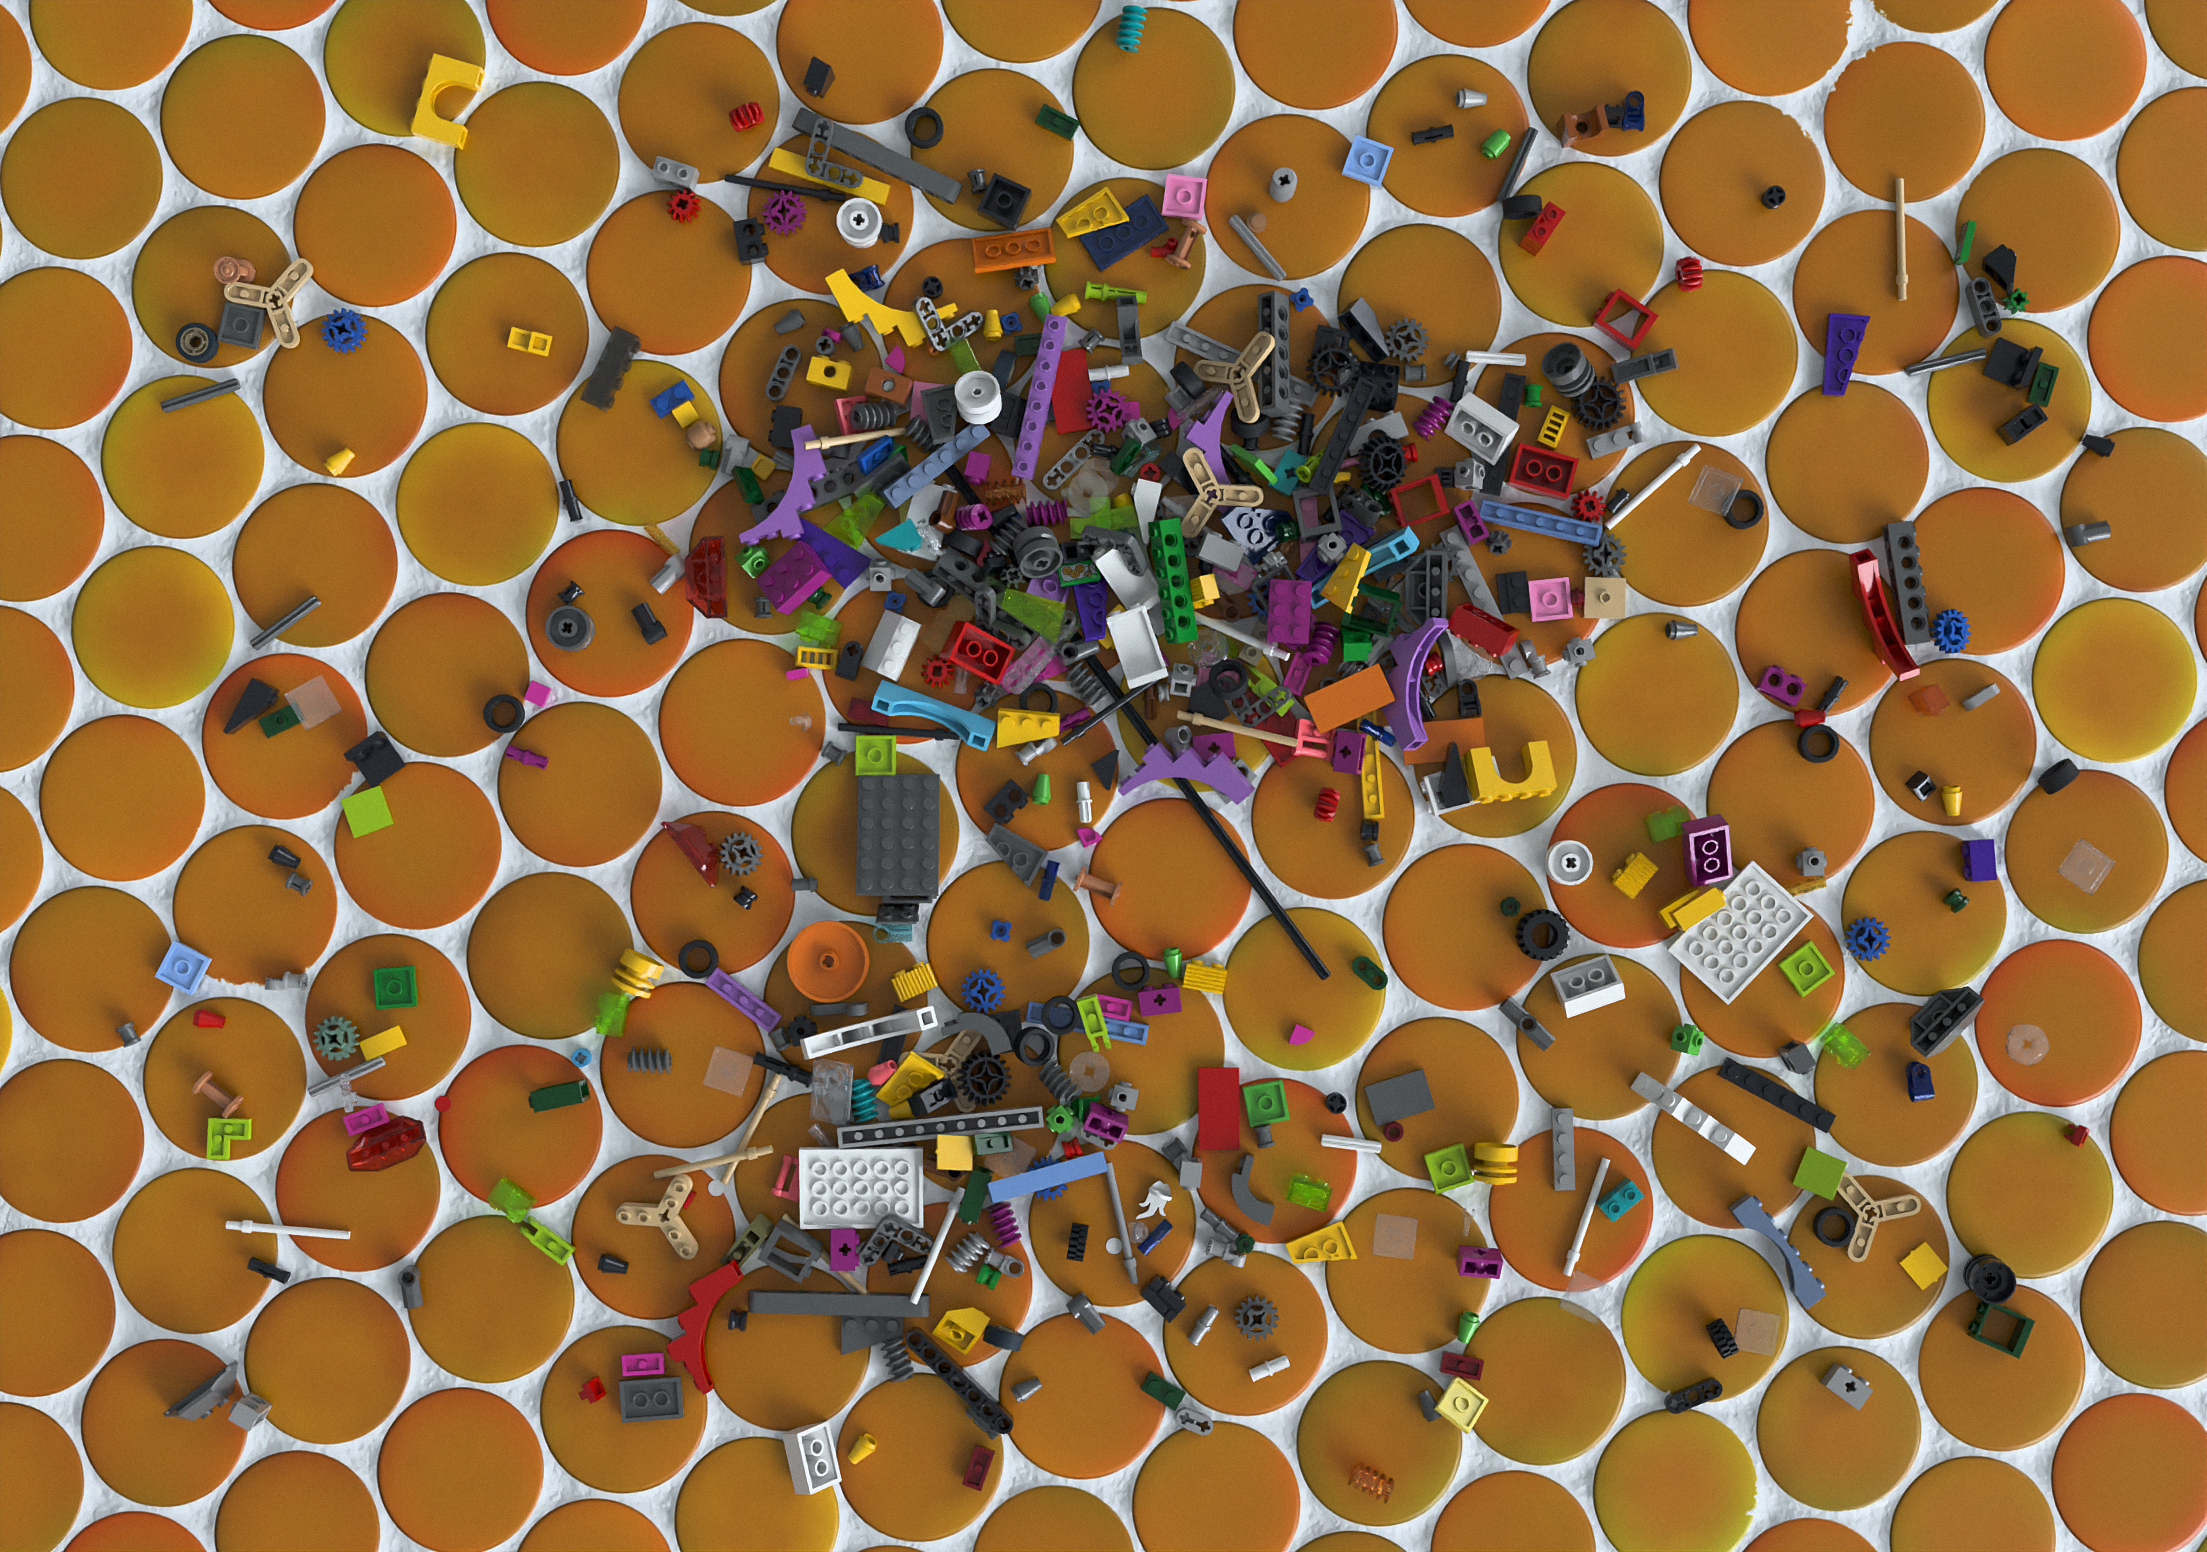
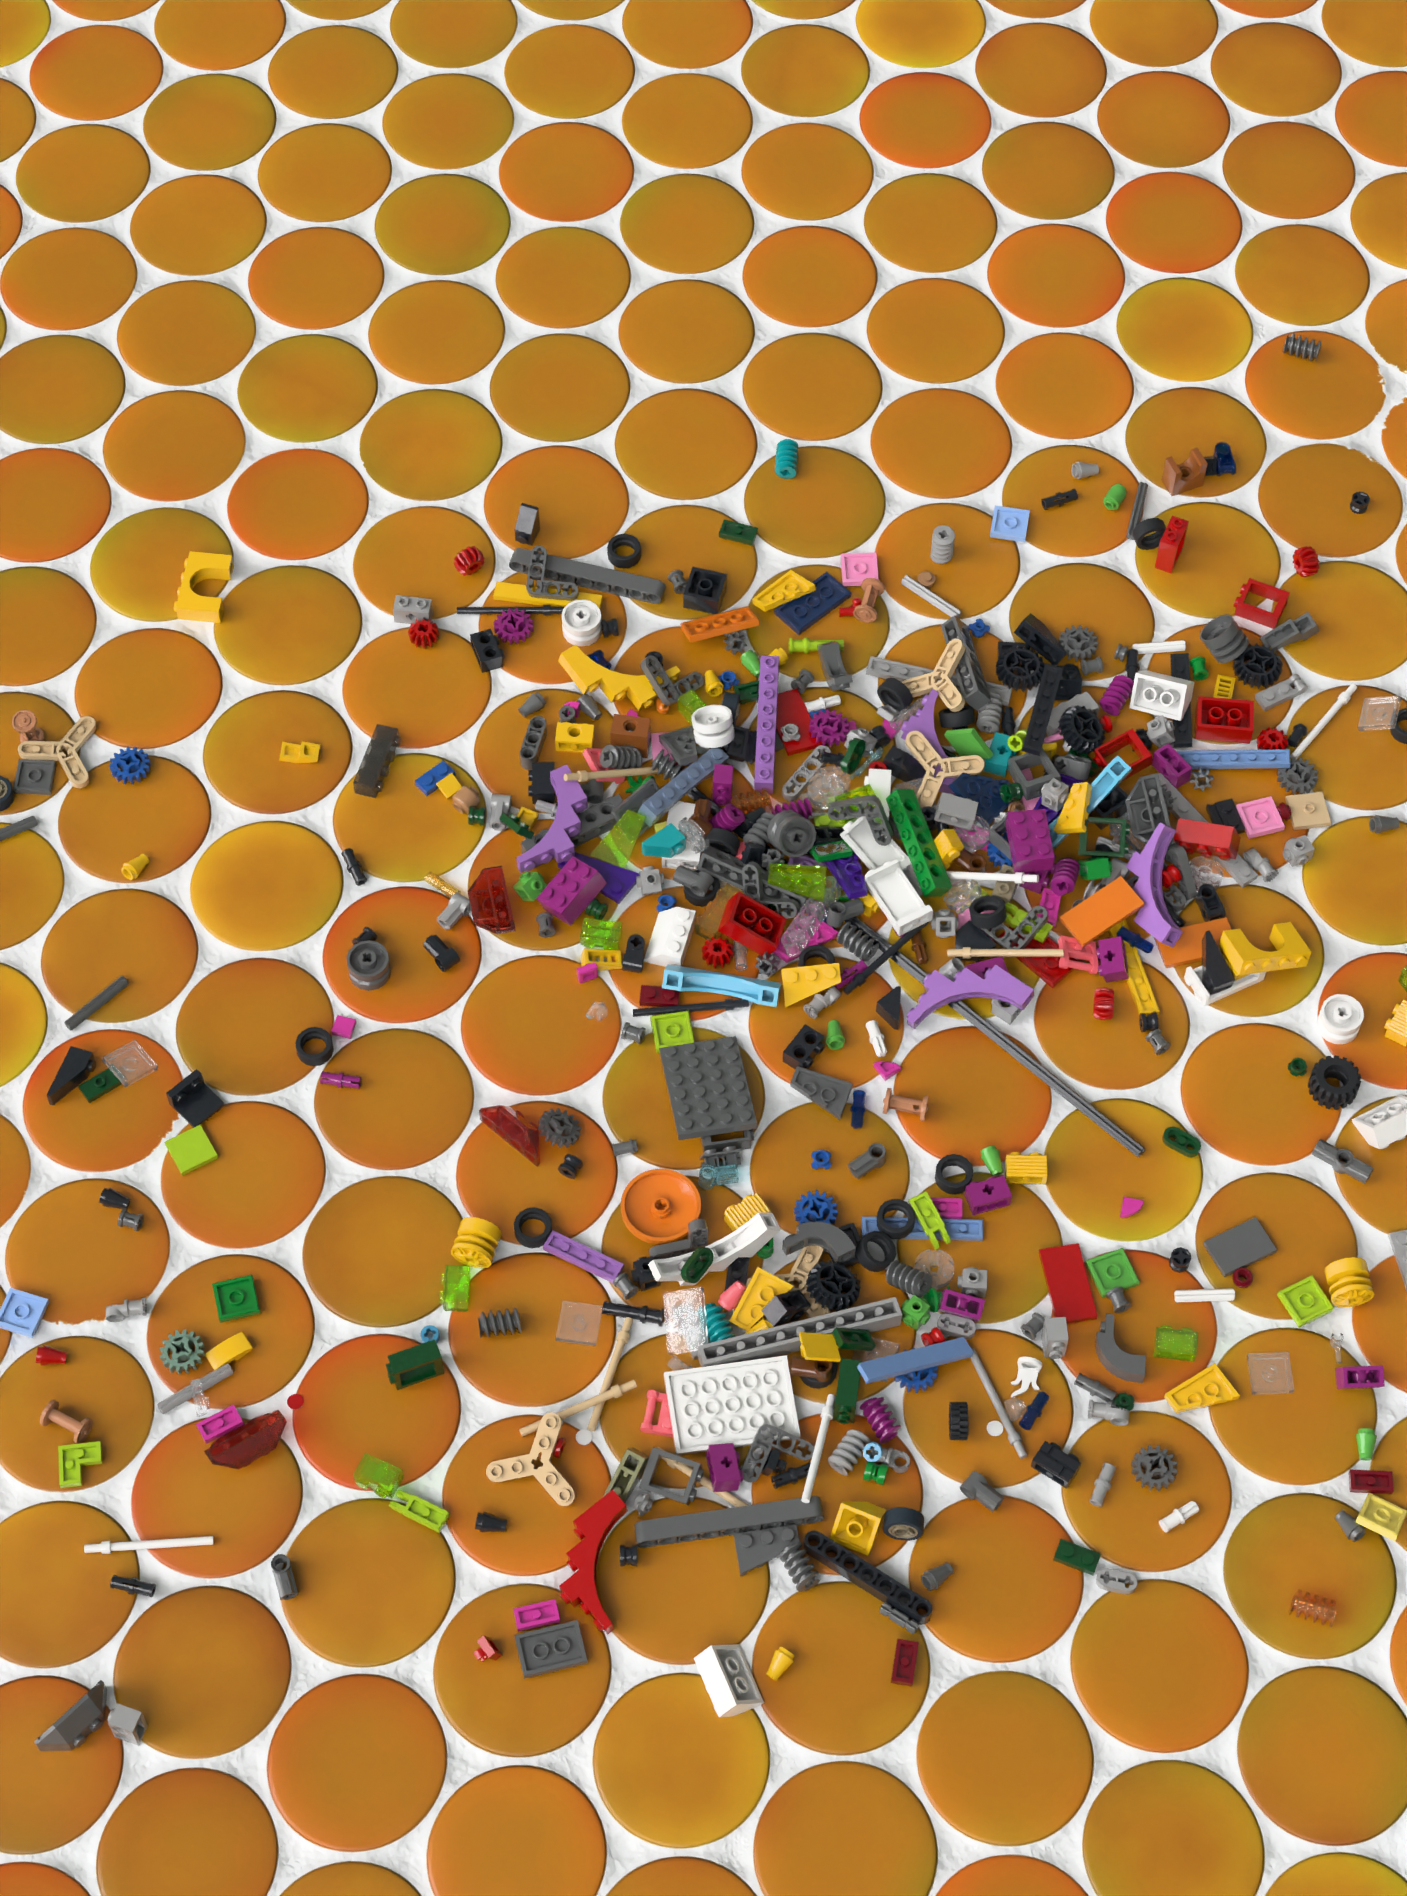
camera: 15 degrees left, 30 degrees down
(760, 1271) = (642, 1504): none -> light grey plate
(848, 1048) = (696, 1265): none -> dark green plate
(875, 454) = (627, 785): blue plate -> none
(982, 1265) = (877, 1447): none -> bush
(1059, 406) = (790, 728): none -> light grey plate
(1164, 692) = (930, 939): light grey bush -> none

